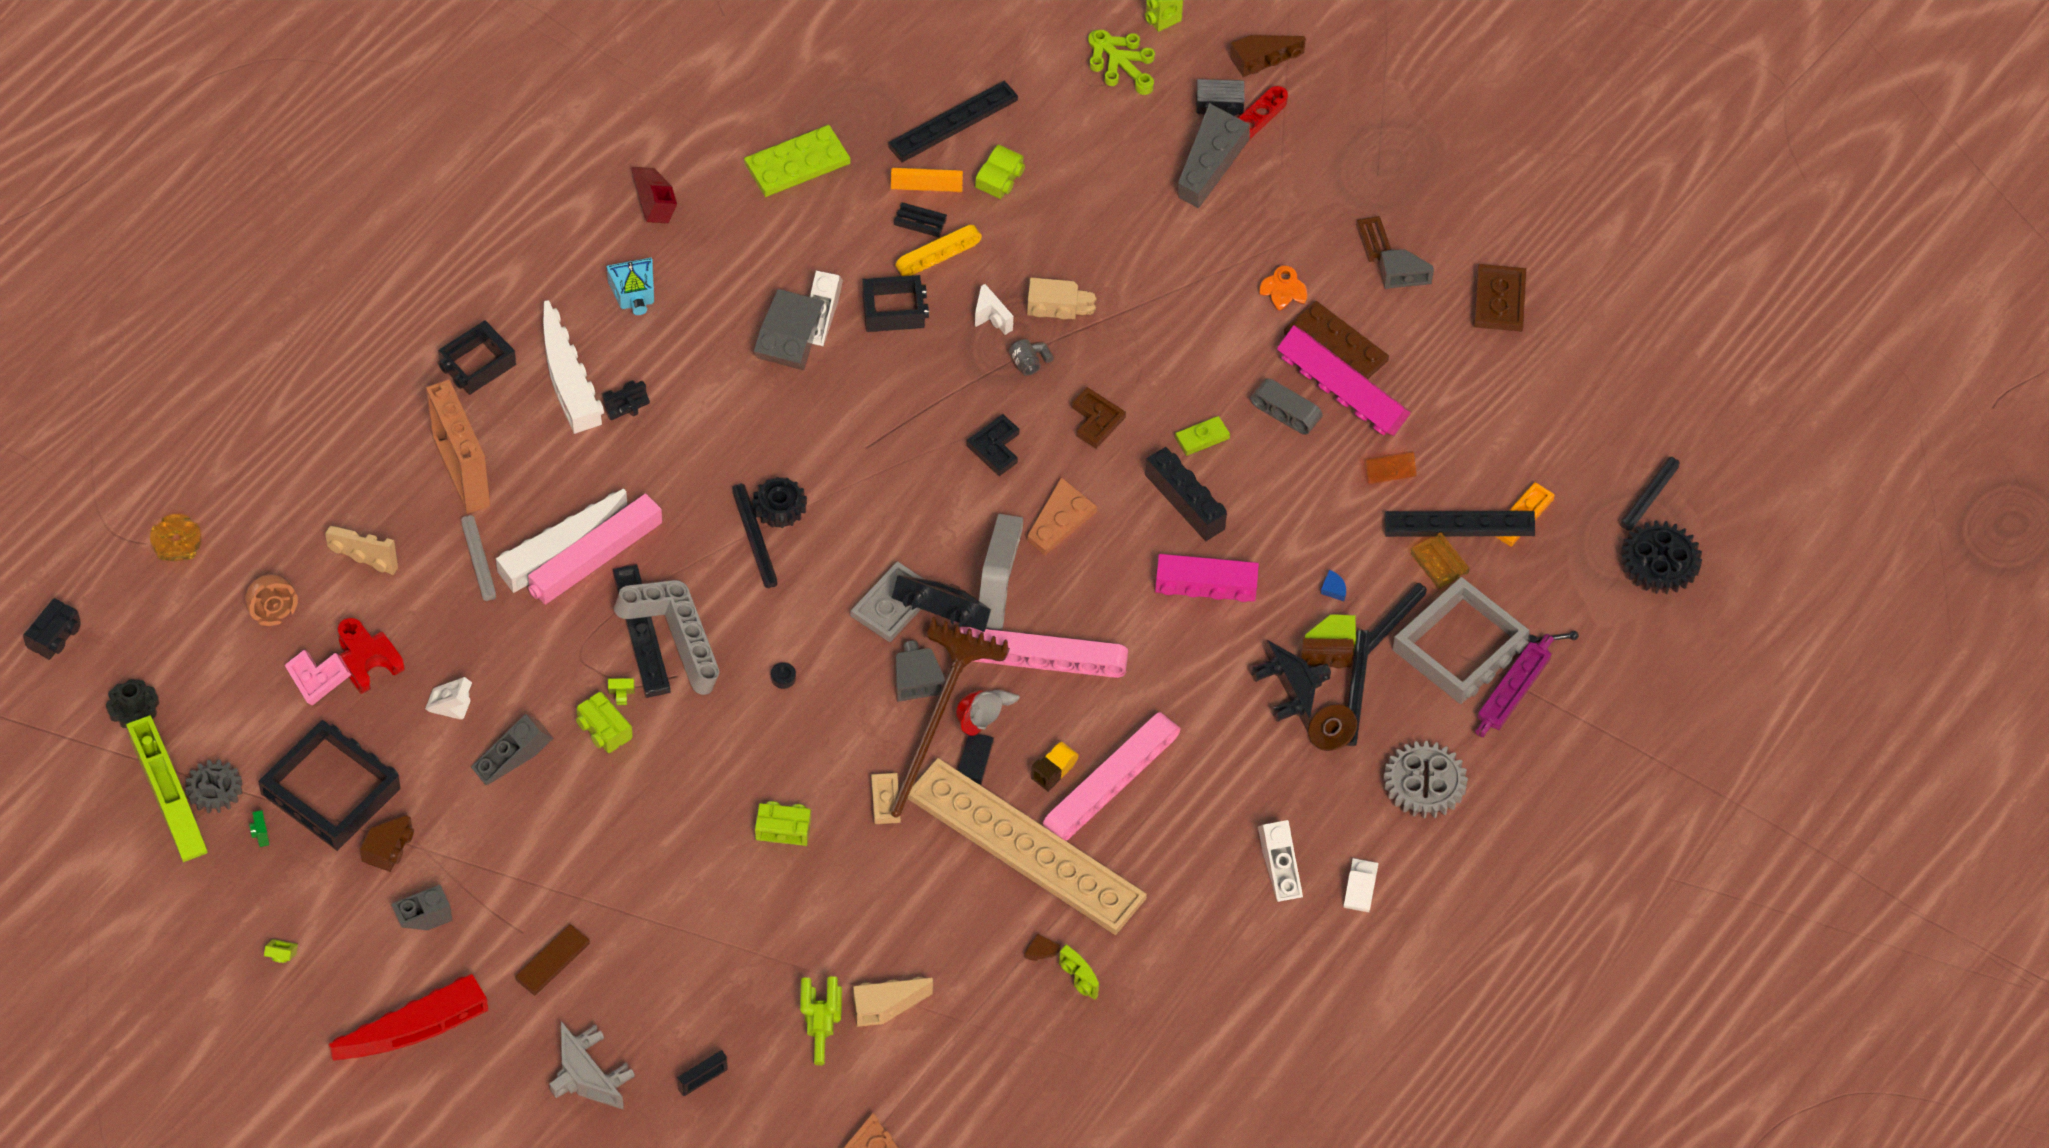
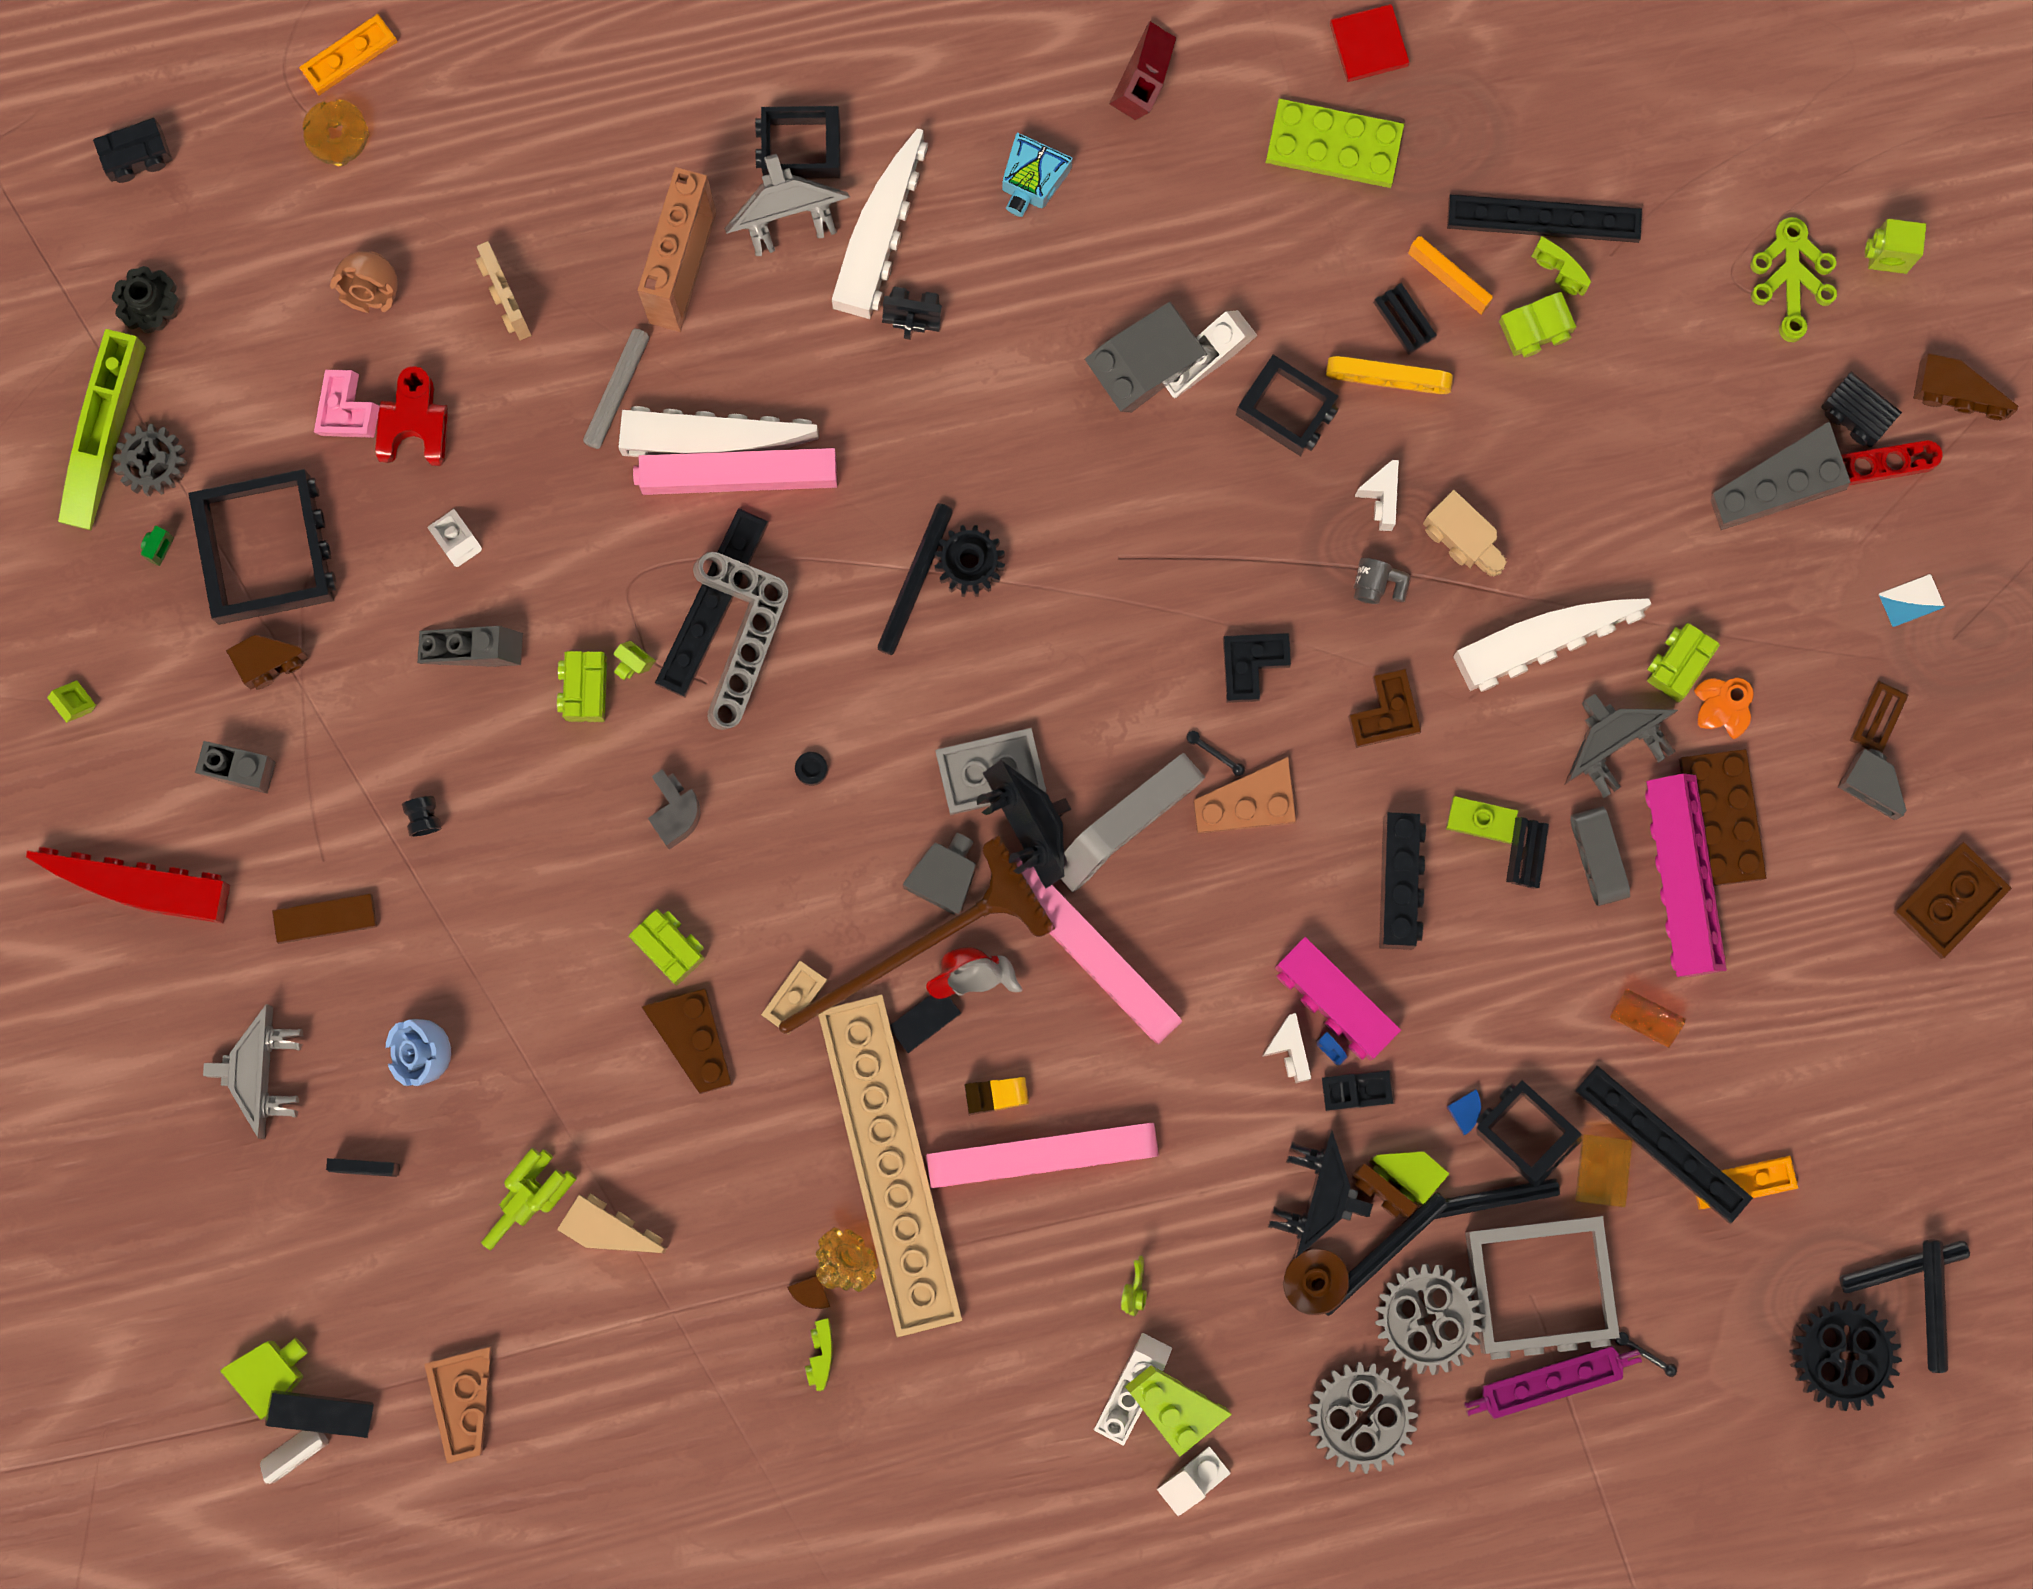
camera: 40 degrees right, 25 degrees up
(146, 494) = (348, 54): none -> light orange tile
(492, 387) = (783, 196): none -> light grey connector
(565, 859) = (421, 816): none -> black wheel
(680, 980) = (418, 1051): none -> light blue cylinder
(723, 748) = (679, 817): none -> flat silver brick
(770, 99) = (1369, 43): none -> red tile
(843, 863) = (692, 1037): none -> reddish brown wing
(986, 133) = (1571, 275): none -> lime slope
(997, 507) = (1194, 738): none -> black hinge
(1047, 912) = (845, 1261): none -> clear yellow plant
(1150, 322) = (1540, 639): none -> white slope
(1203, 618) = (1289, 1039): none -> white slope
(1227, 605) = (1332, 1049): none -> blue tile
(1234, 810) = (1133, 1296): none -> lime plate
(1235, 340) = (1610, 732): none -> dark grey connector
(1240, 281) = (1682, 662): none -> lime brick
(1244, 433) = (1531, 854): none -> black tile
(1263, 618) = (1358, 1090): none -> black slope
(1315, 846) = (1175, 1409): none -> lime wing
(1336, 172) = (1911, 600): none -> sticker
(1380, 585) = (1555, 1154): none -> black window
(1426, 679) = (1458, 1308): none -> light grey gear
(1685, 497) = (1935, 1306): none -> black axle

